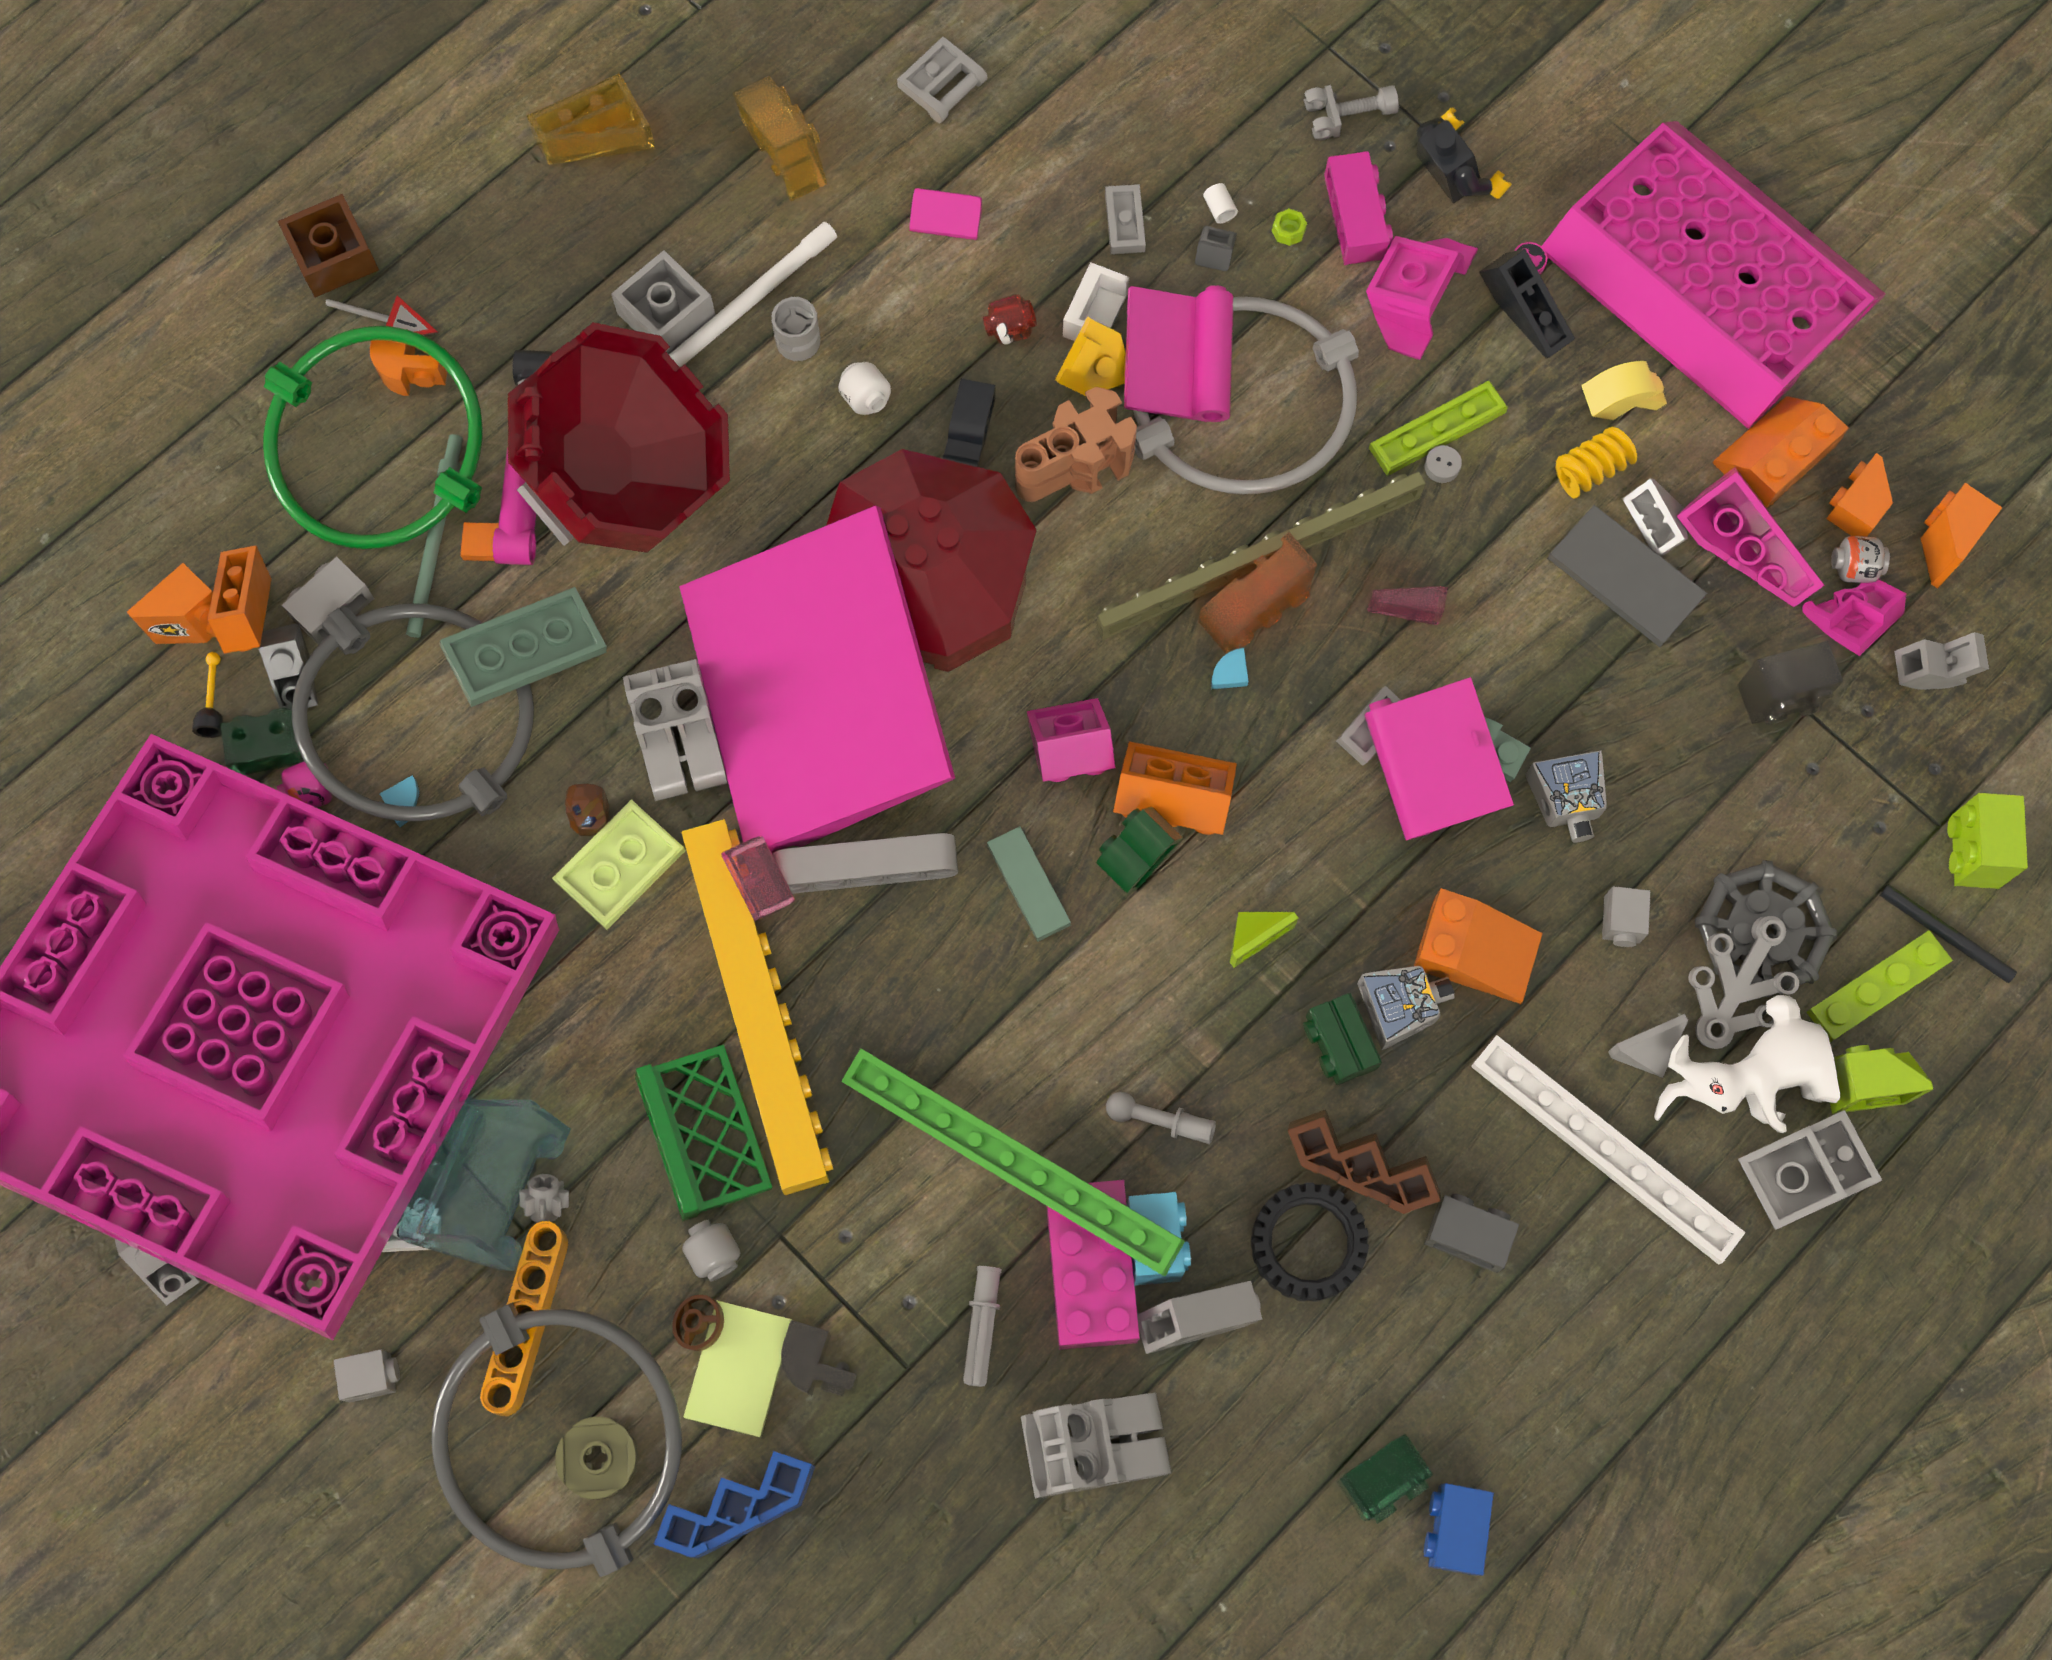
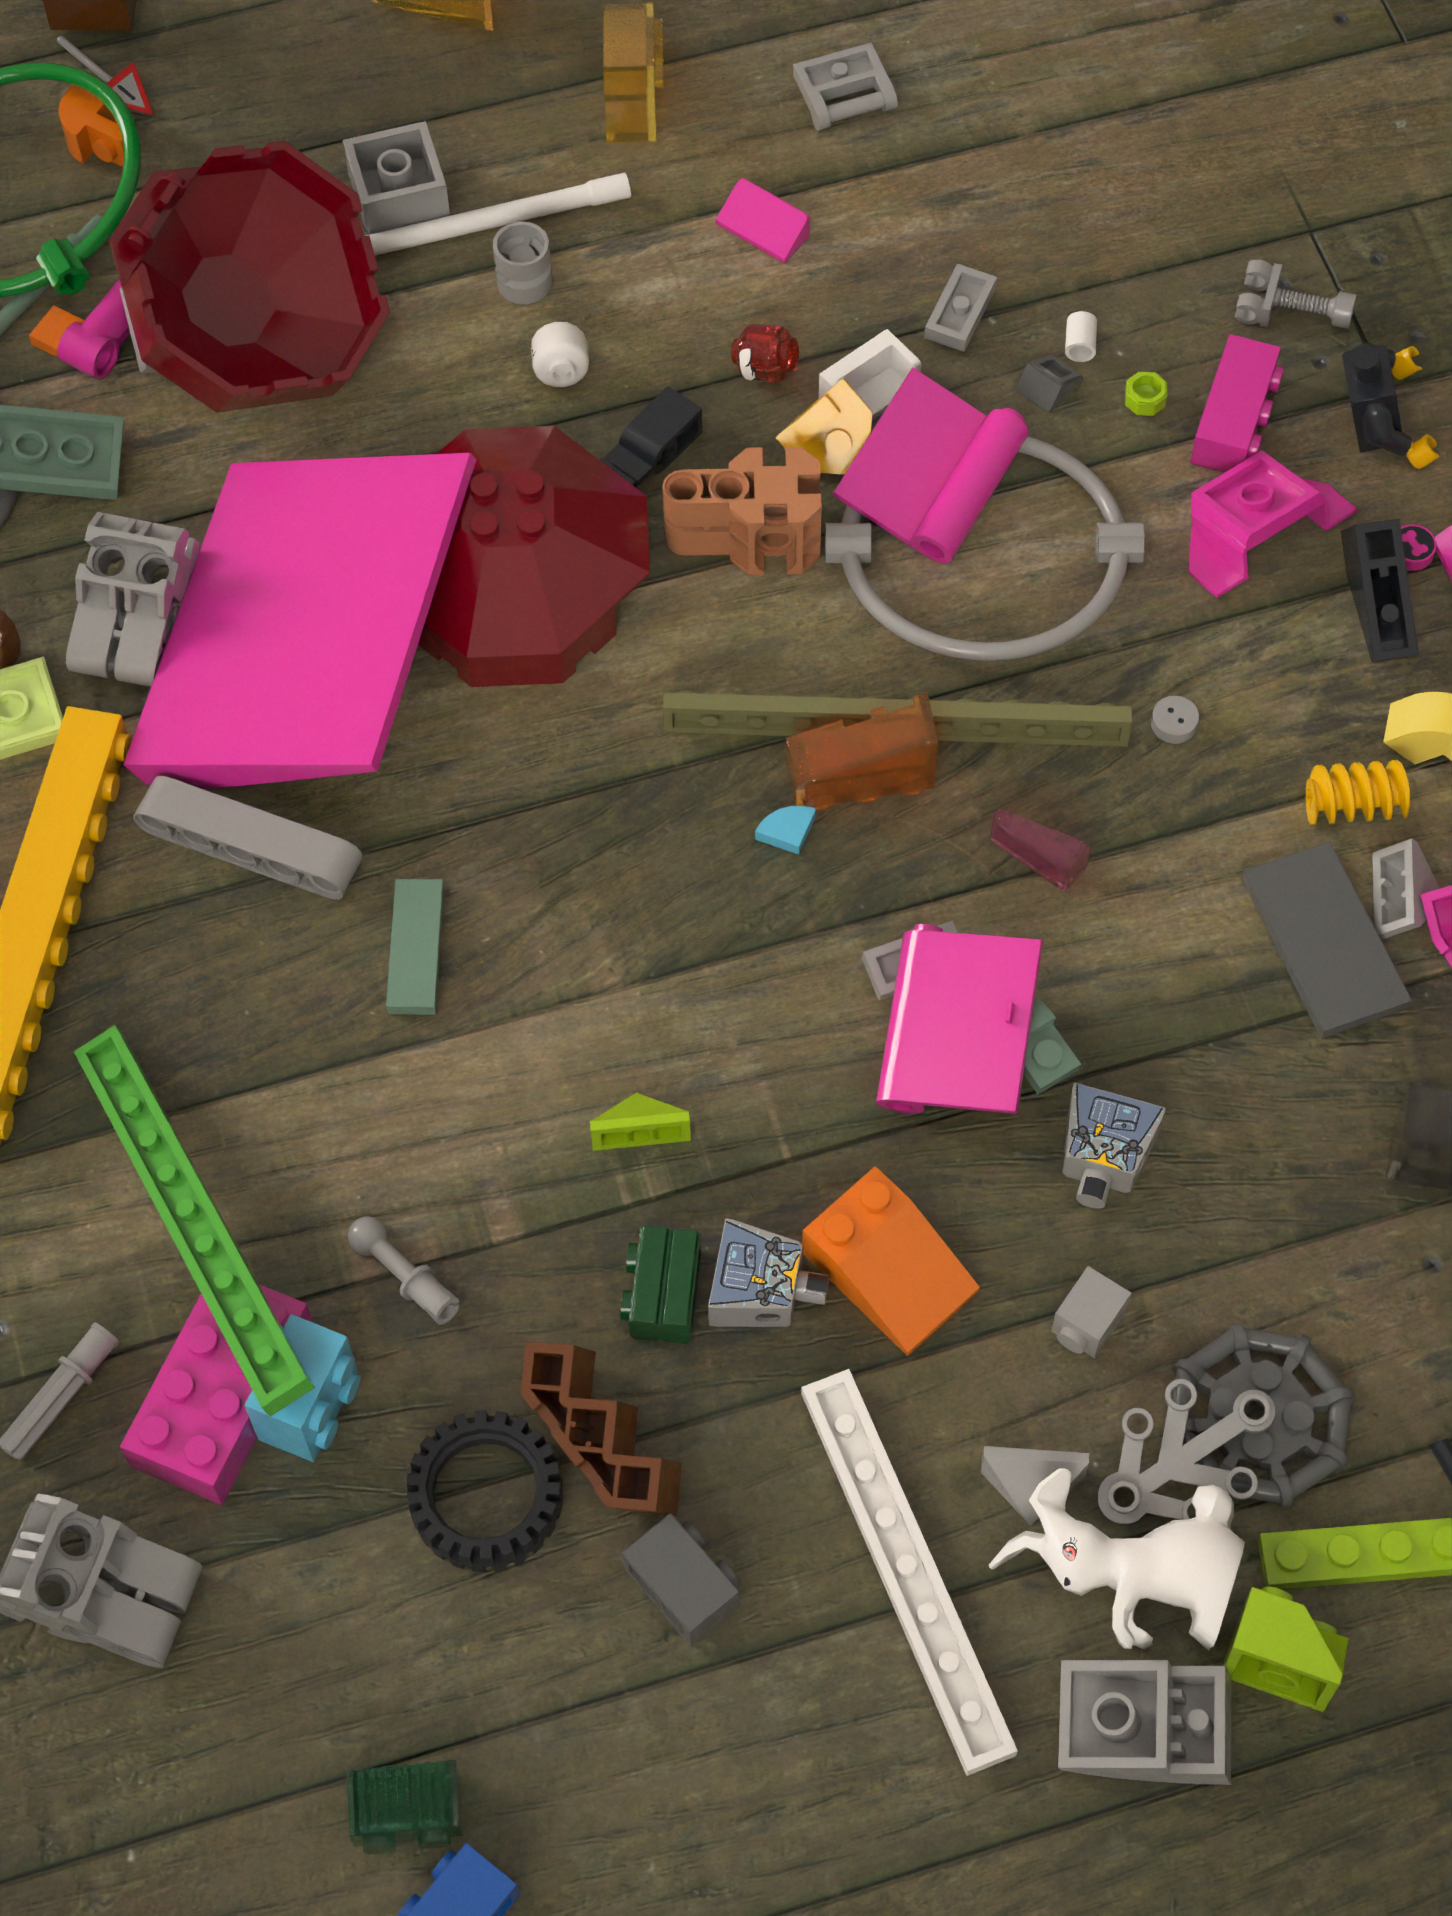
camera: 30 degrees right, 10 degrees down
(758, 877) = (115, 790): clear pink slope -> none
(1071, 740) = (554, 815): dark pink slope -> none
(1138, 848) = (555, 961): dark green brick -> none
(1178, 785) = (640, 920): orange slope -> none
(1198, 1316) = (305, 1504): light grey slope -> none
(1438, 427) = (1195, 678): lime tile -> none

